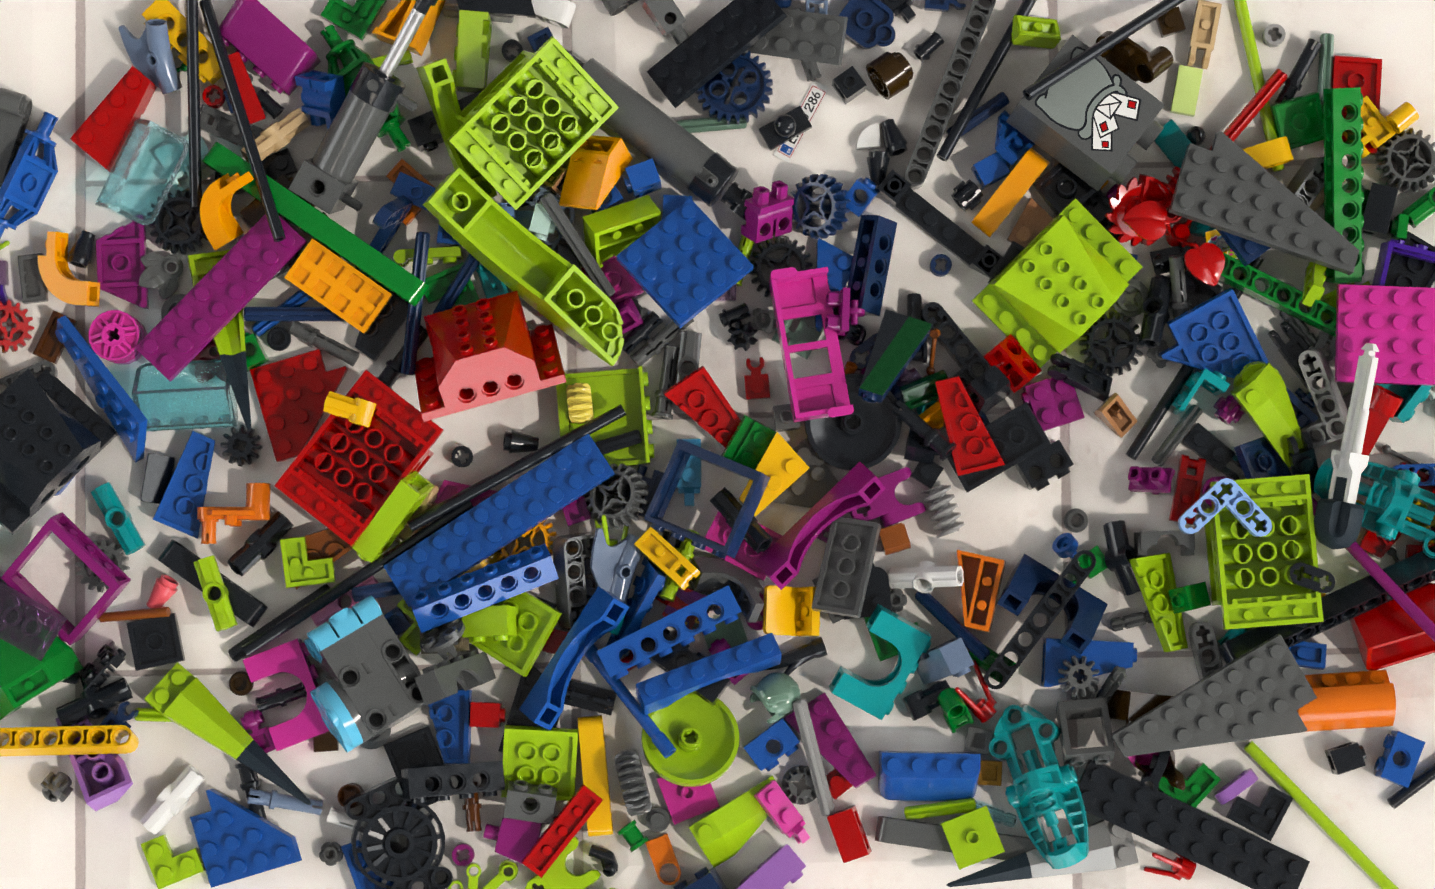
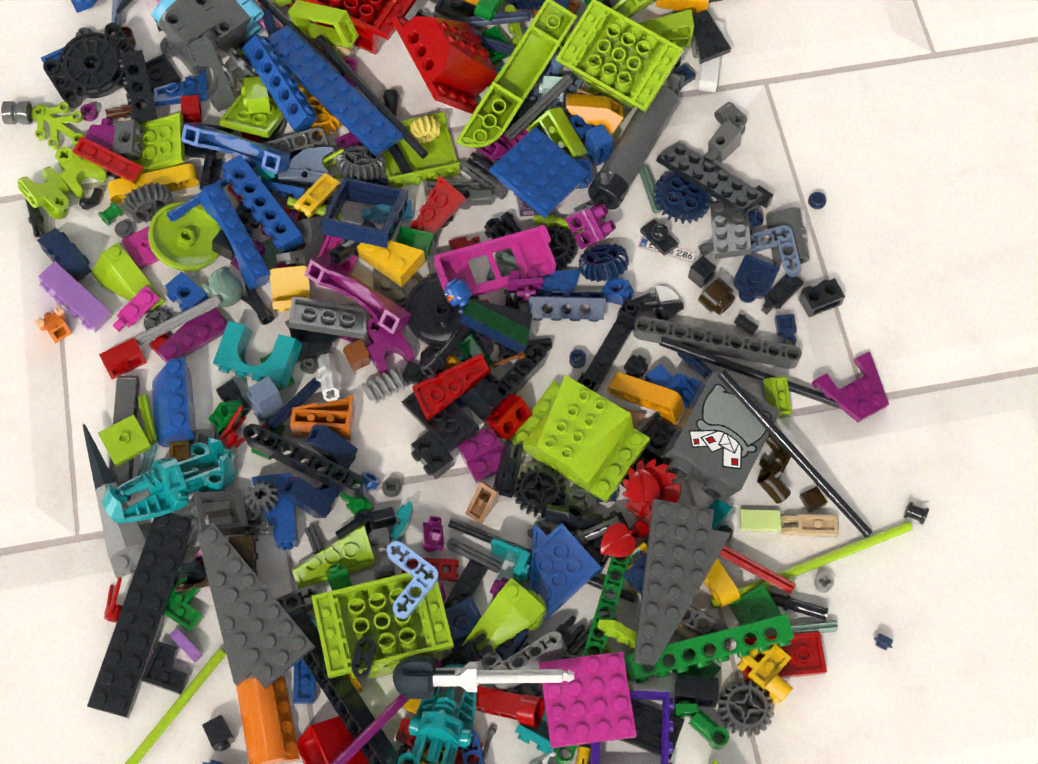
camera: 80 degrees right, 20 degrees down
(458, 462) = (376, 66): black bush -> none
(662, 853) = (98, 235): orange piece -> none
(859, 397) = (458, 292): none -> blue head
(1119, 510) = (404, 518): none -> teal slope

